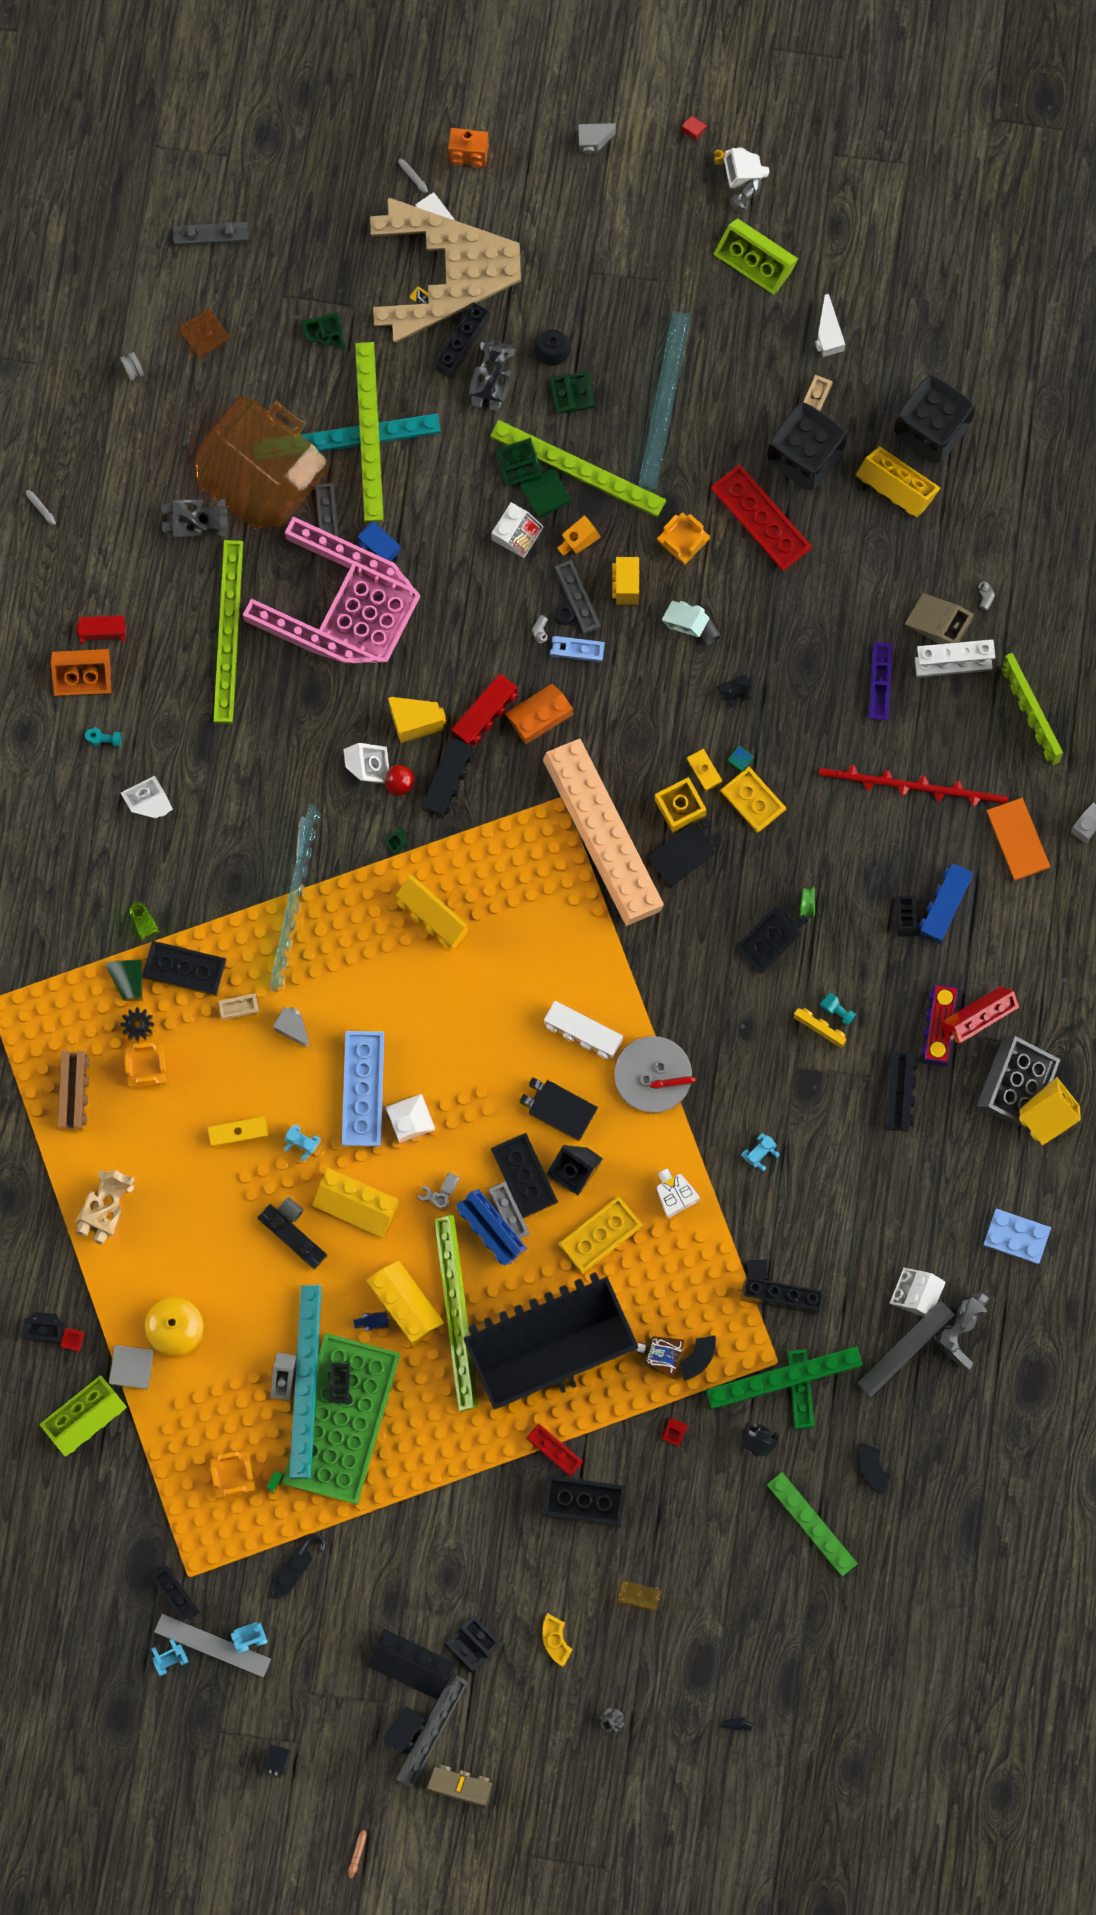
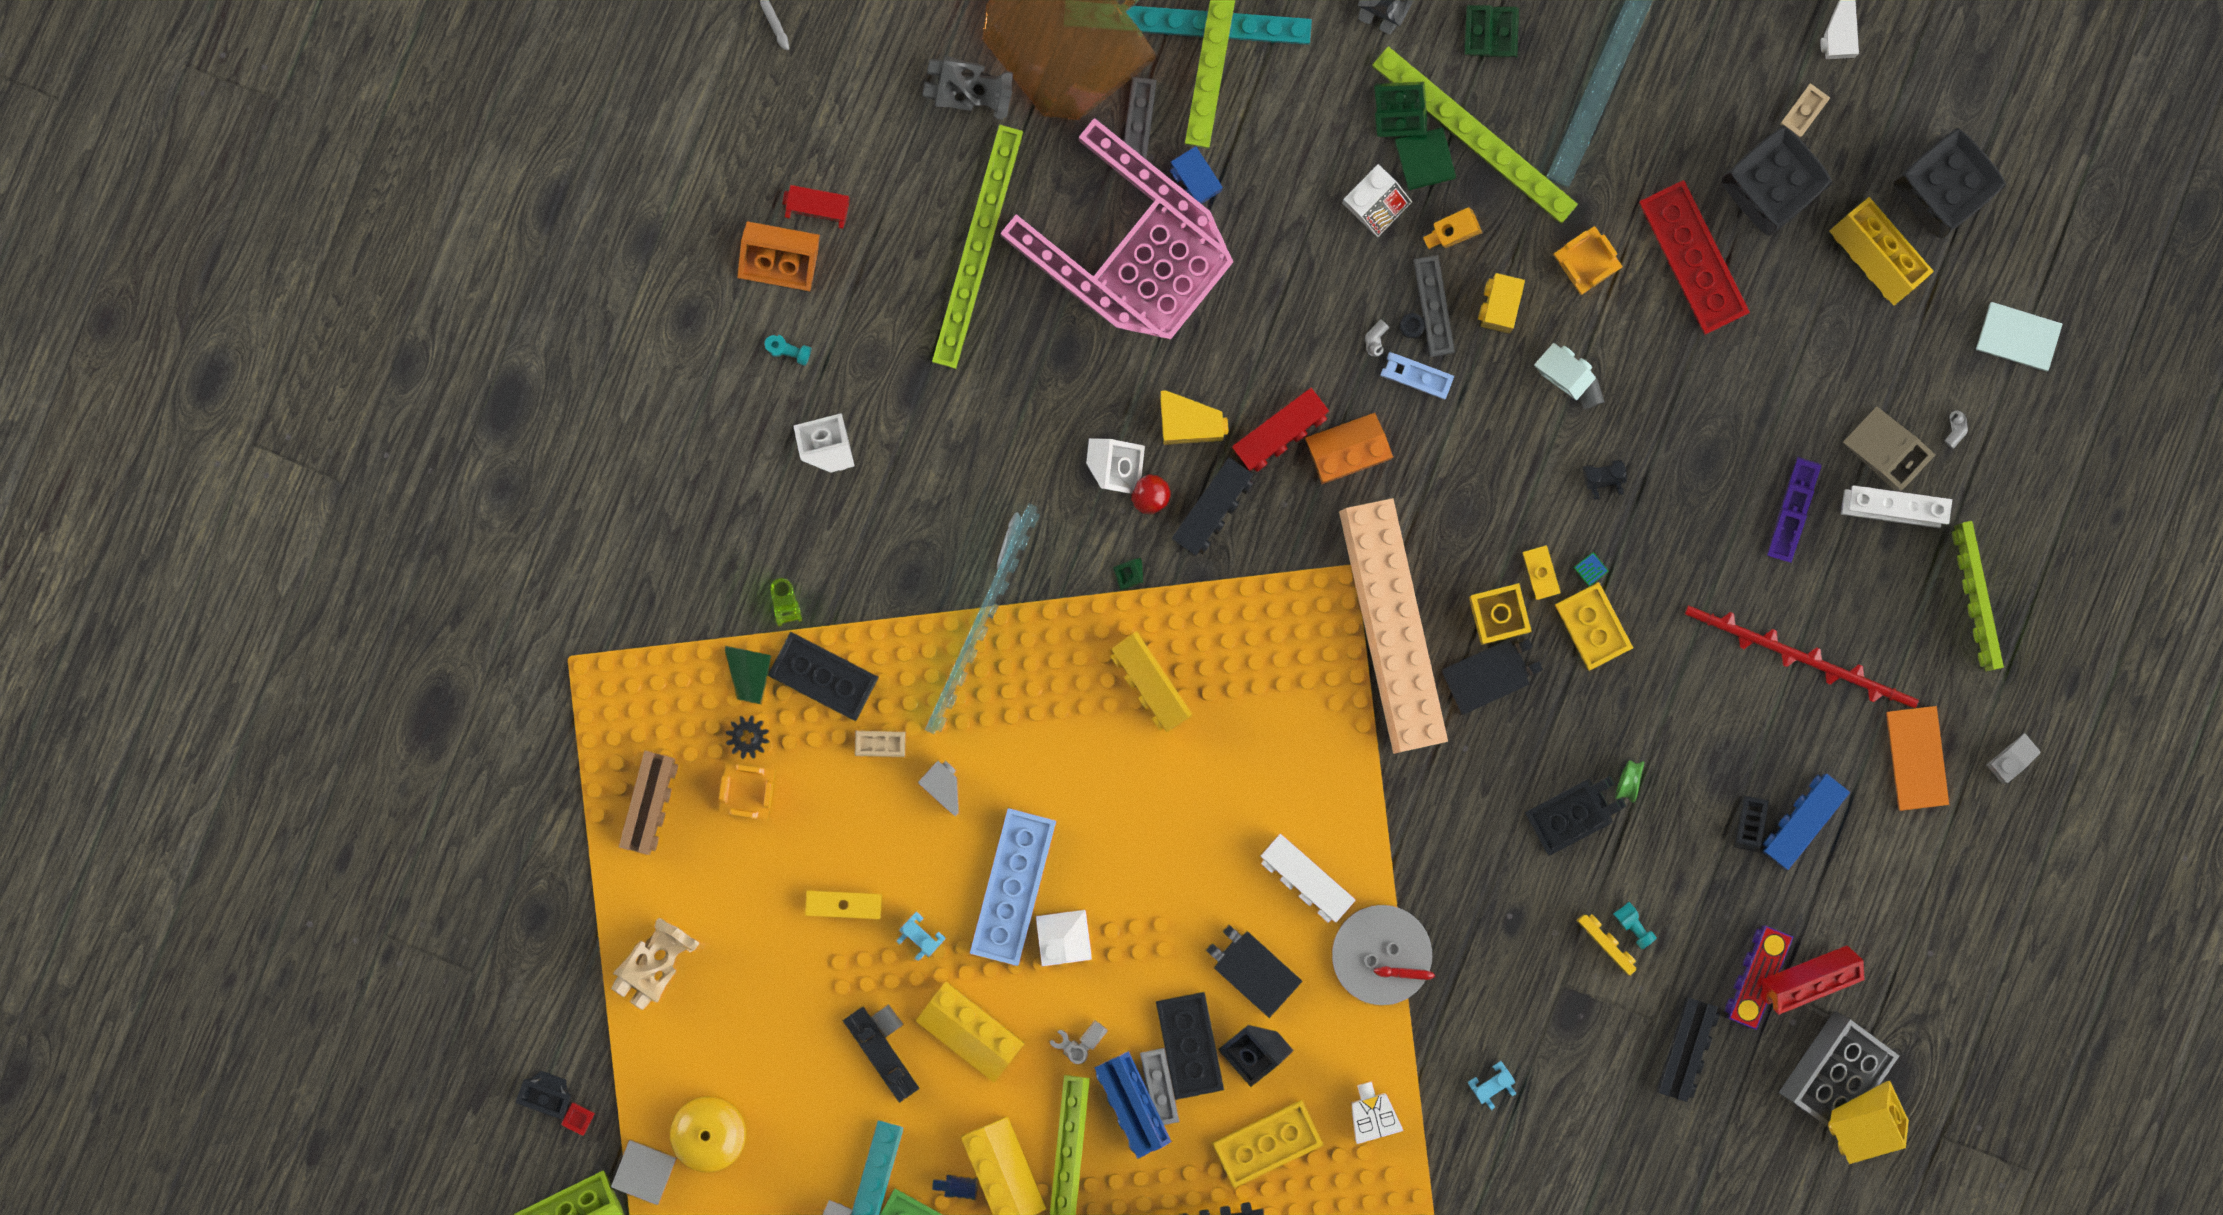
camera: 10 degrees right, 10 degrees up
(1015, 519) = (2019, 336): none -> light aqua tile

